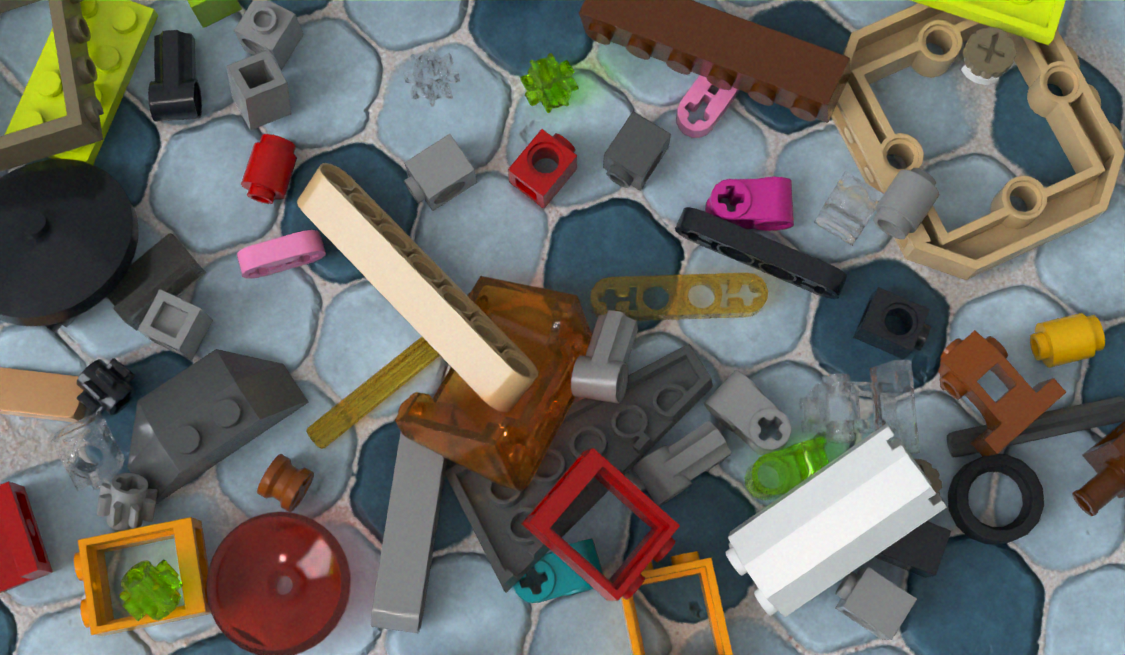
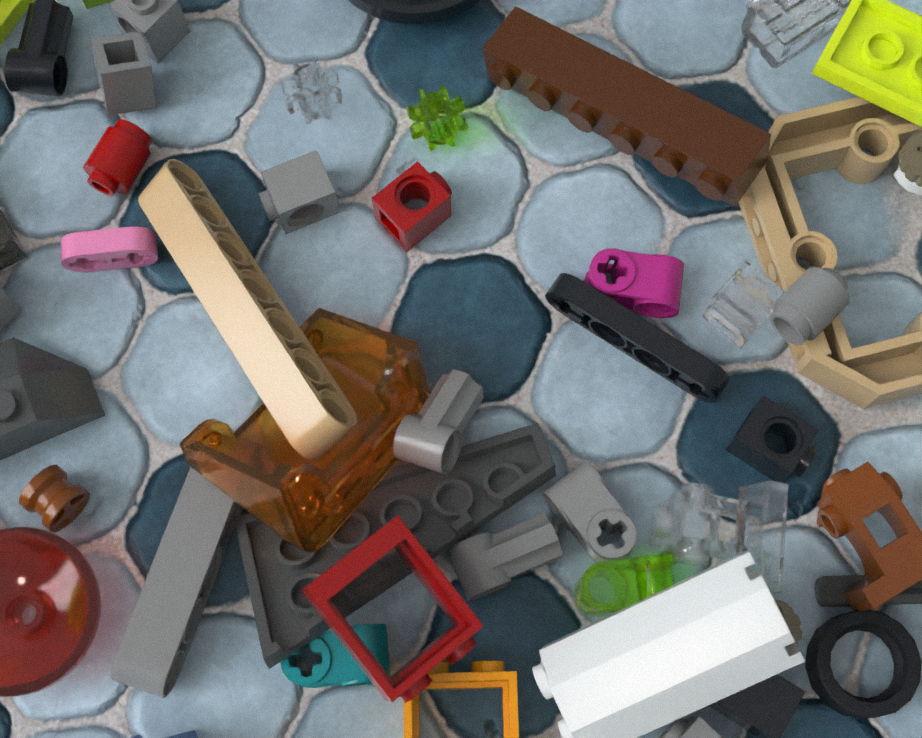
camera: 10 degrees right, 5 degrees down
(371, 393) = (172, 417): clear yellow axle -> none
(635, 152) = (517, 205): dark grey brick -> none
(677, 289) = (537, 361): clear yellow beam -> none
(714, 111) = (614, 176): bright pink beam -> none

